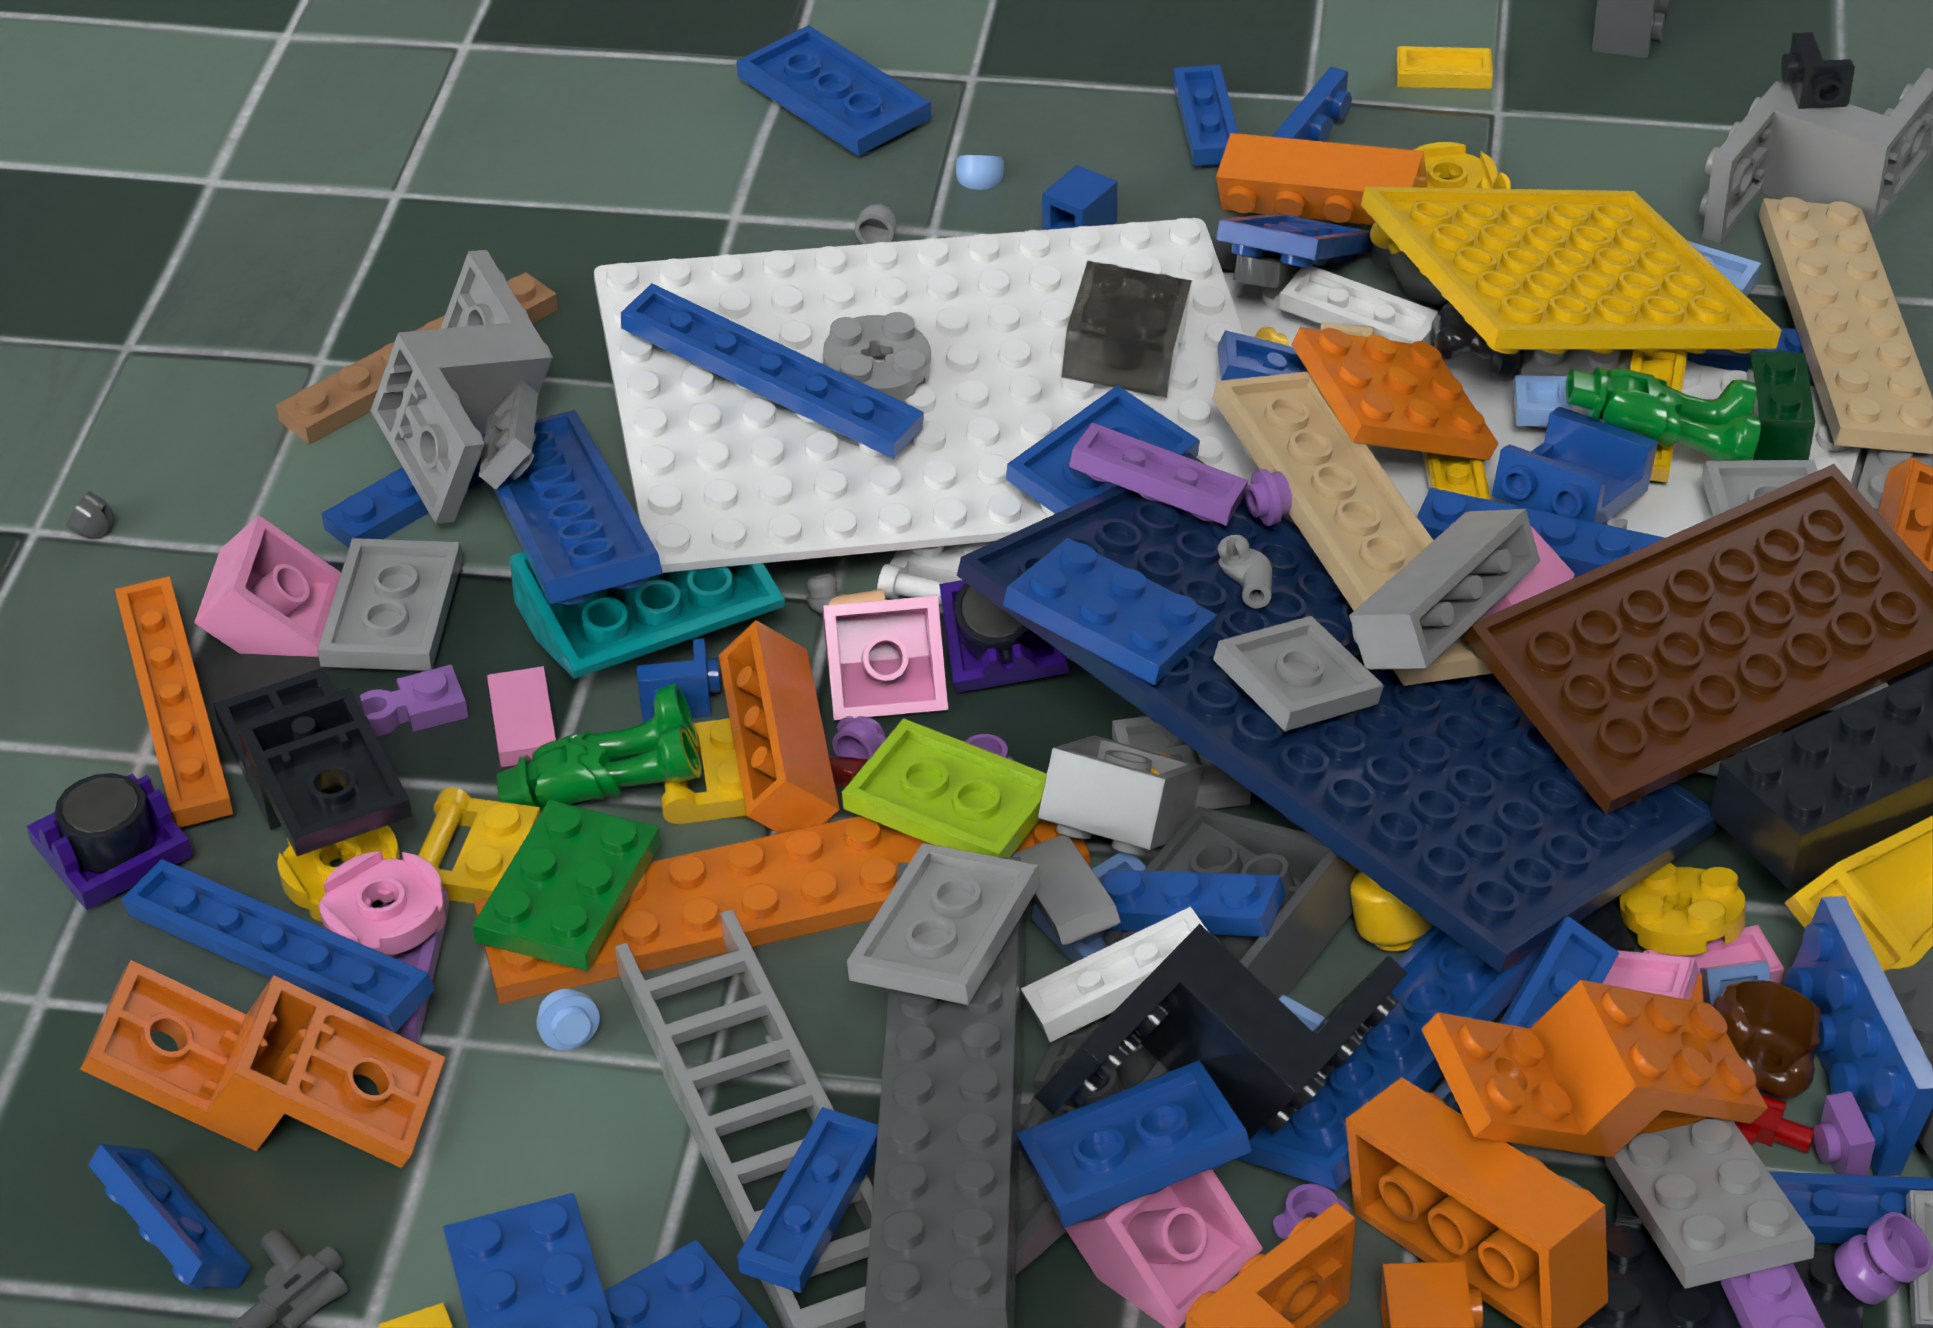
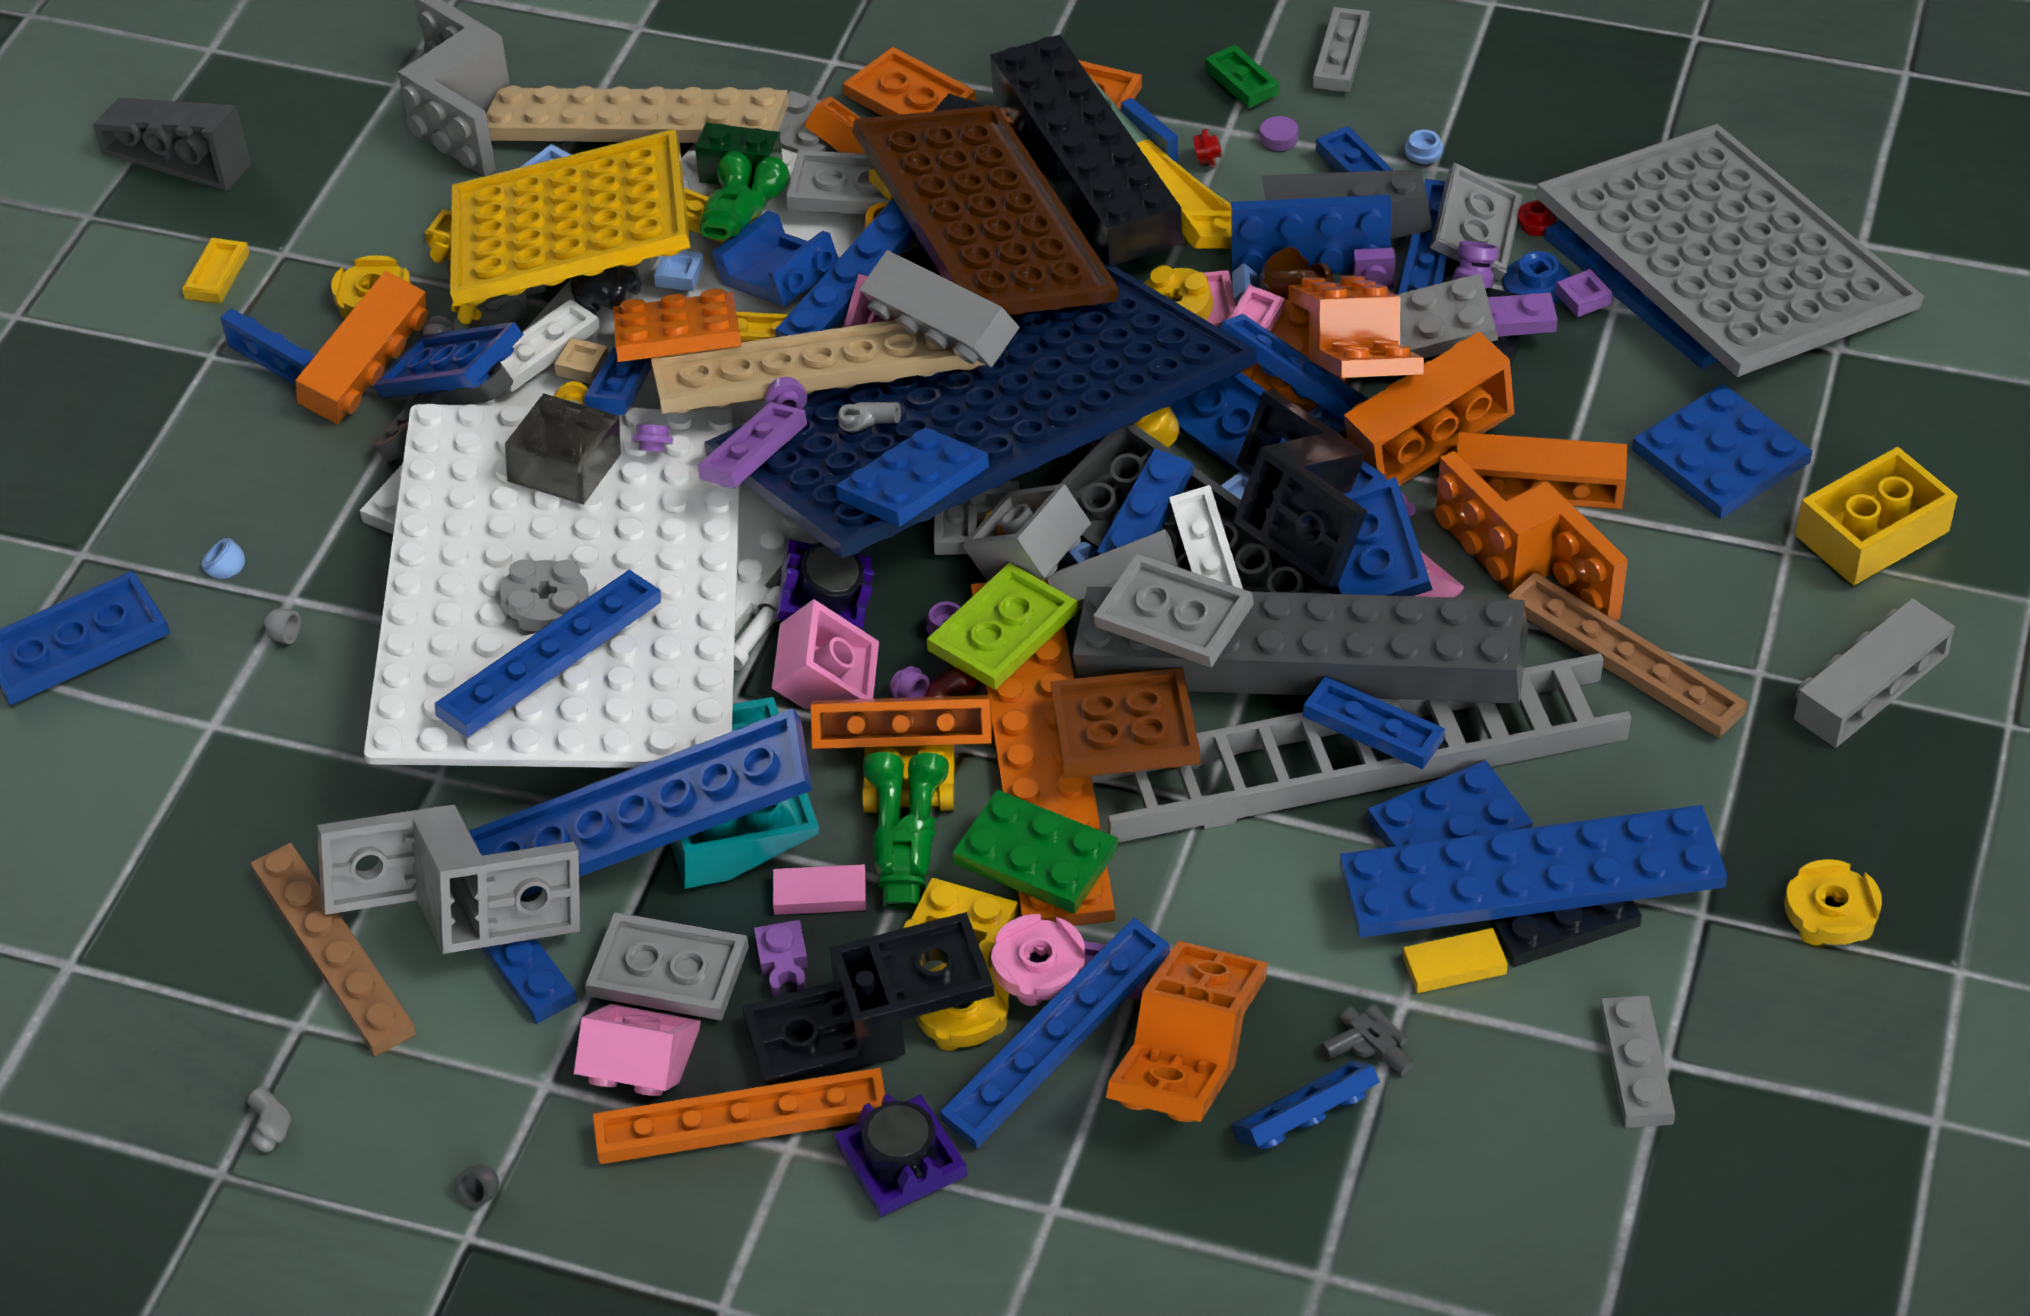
camera: 80 degrees left, 5 degrees up
(184, 361) = (273, 1119): none -> light grey arm
(510, 436) = (572, 828): light grey plate -> none
(567, 1019) = (1156, 867): light blue plate -> none
(694, 677) = (831, 787): blue bracket -> none
(771, 927) = (1124, 723): none -> dark orange plate
(824, 592) = (755, 681): light grey arm -> none
(1045, 469) = (695, 506): blue plate -> none
(1080, 200) = (320, 495): blue brick -> none
(1186, 407) = (652, 437): none -> medium lavender plate
(1204, 112) = (222, 408): blue plate -> none
(1298, 673) = (990, 398): light grey plate -> none
(1815, 80) = (418, 44): black bracket -> none

